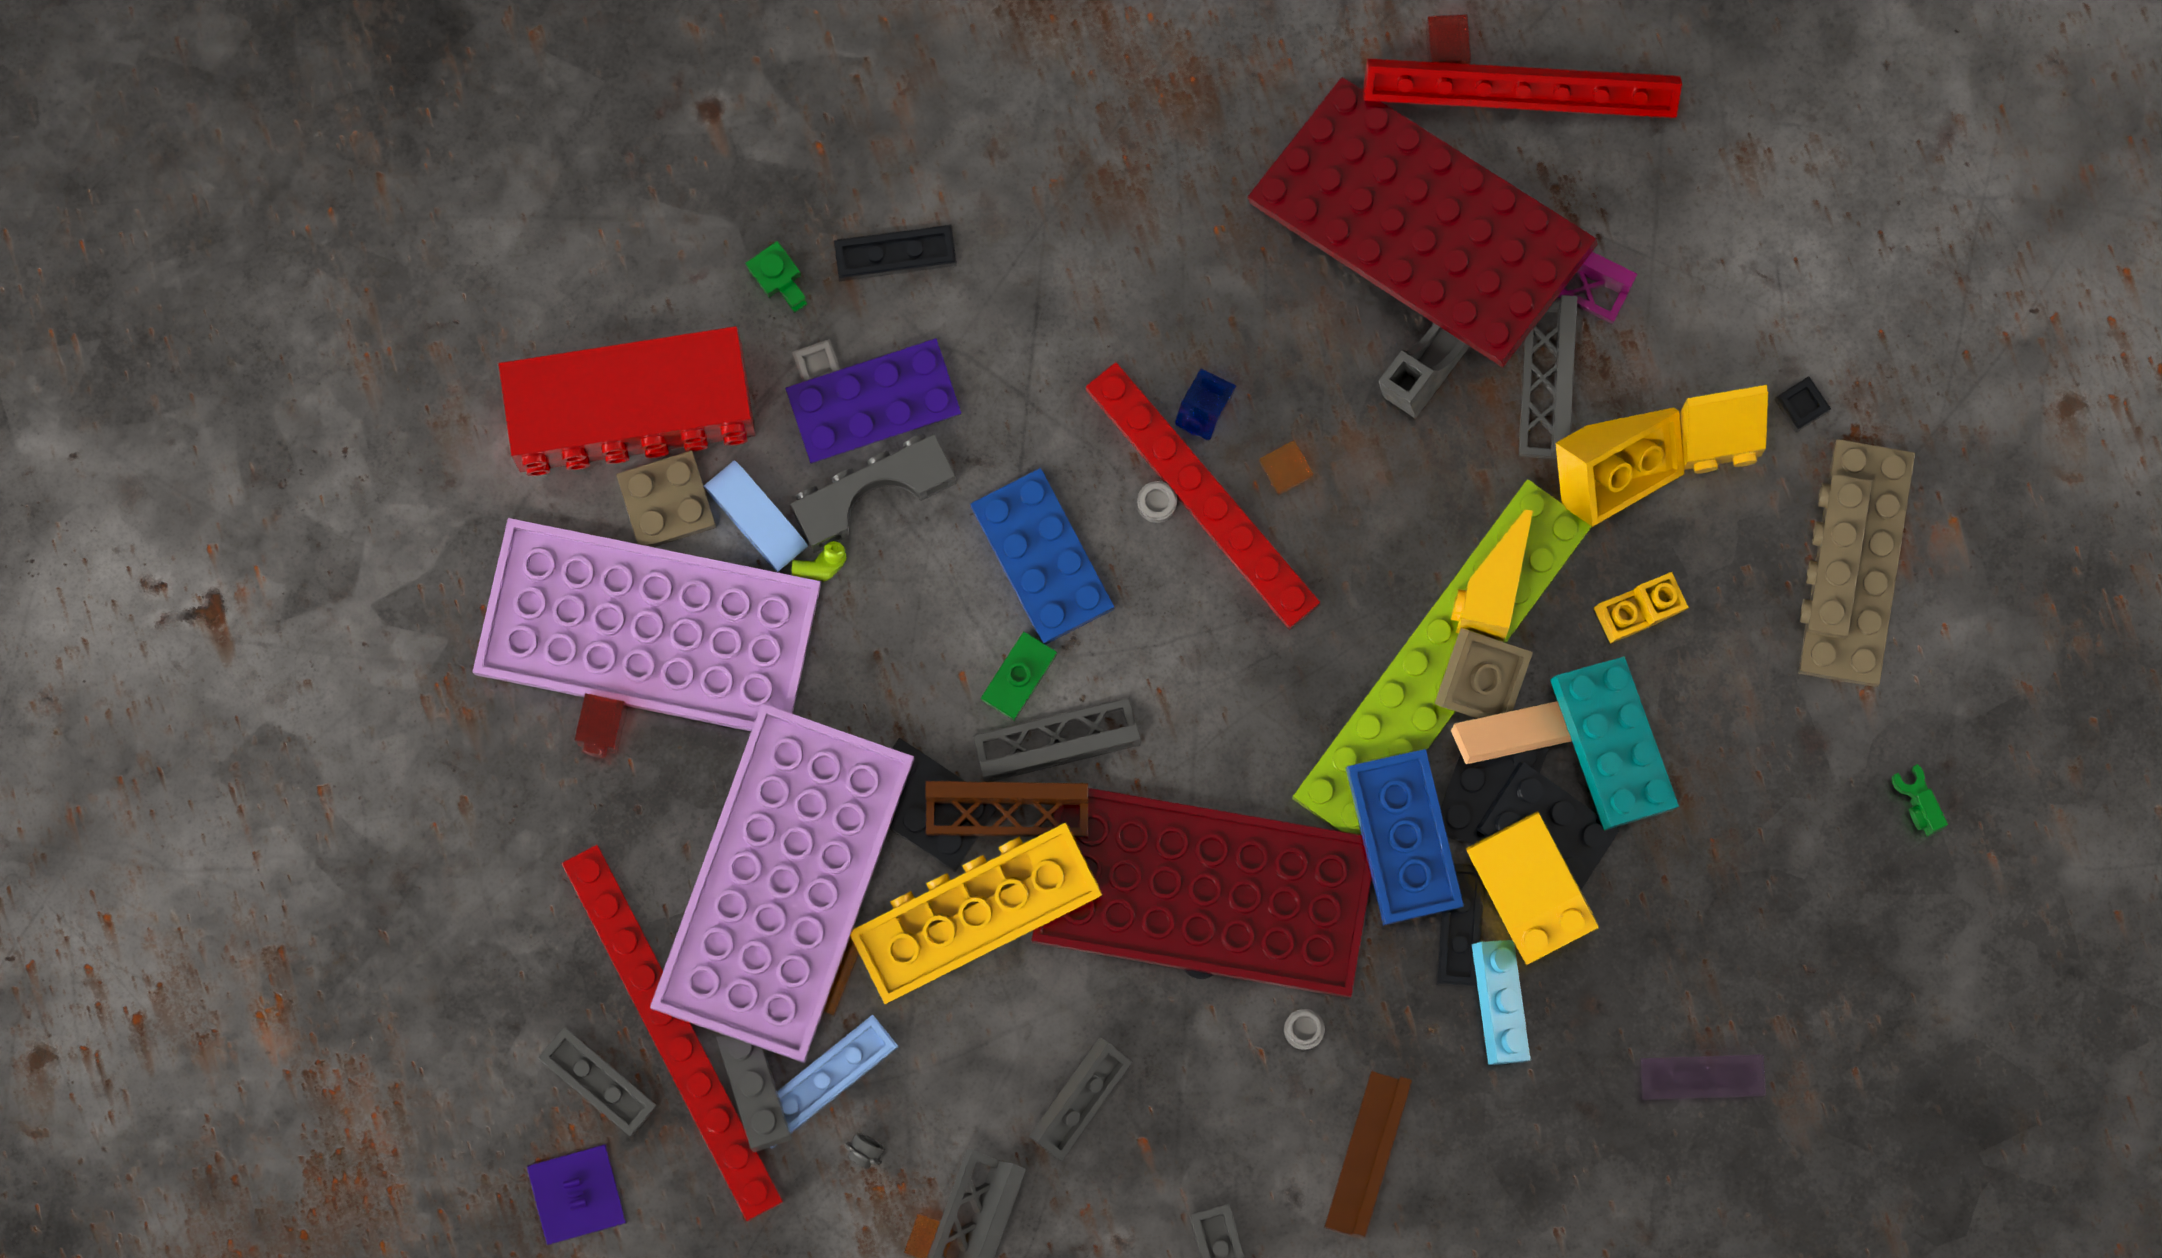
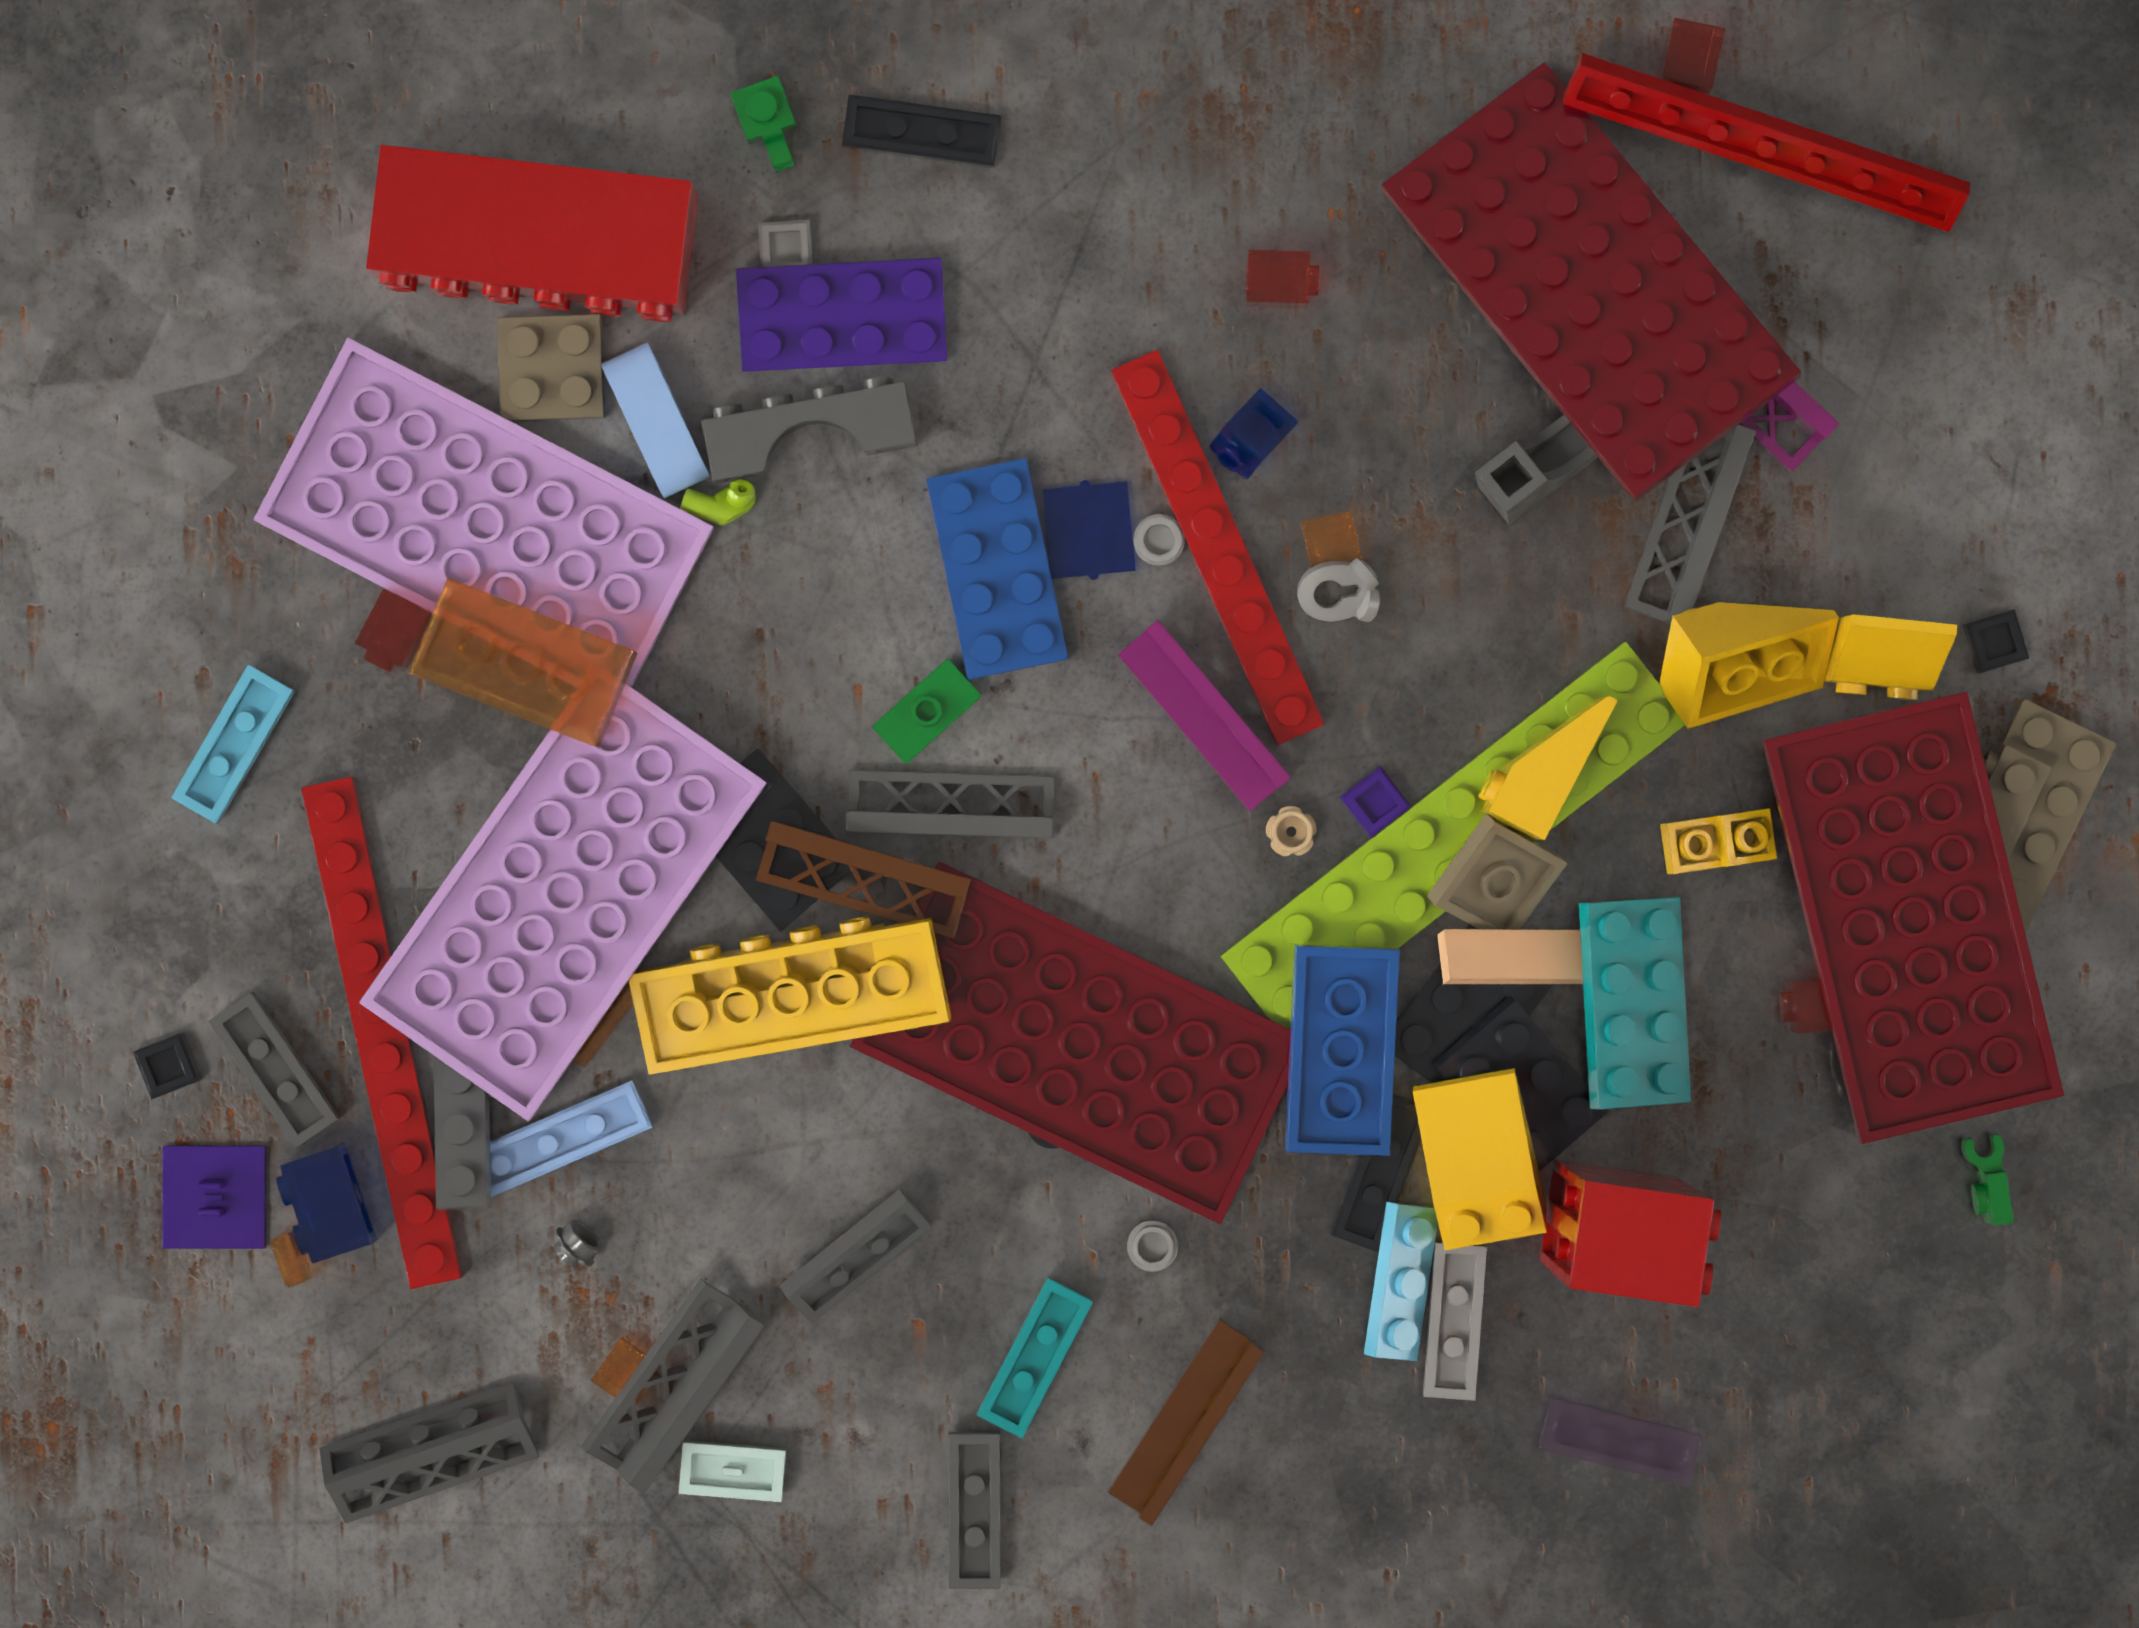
camera: 15 degrees right, 10 degrees up
(501, 844) = (233, 744): none -> medium azure plate
(514, 1103) = (167, 1065): none -> black tile
(648, 1222) = (291, 1263): none -> clear orange tile
(665, 1172) = (326, 1204): none -> clear blue brick
(706, 718) = (523, 662): none -> clear orange tile
(1102, 509) = (1089, 530): none -> clear blue piece
(1192, 285) = (1280, 279): none -> clear red brick
(1229, 620) = (1204, 716): none -> magenta fence
(1239, 1138) = (1035, 1357): none -> teal plate
(1322, 507) = (1362, 604): none -> light grey piece
(1328, 684) = (1291, 817): none -> tan plate
(1375, 650) = (1375, 802): none -> dark purple tile
(1550, 1021) = (1454, 1322): none -> light grey plate
(1658, 896) = (1629, 1233): none -> red brick
(1753, 705) = (1804, 1006): none -> clear red brick
(1802, 617) = (1913, 918): none -> dark red plate

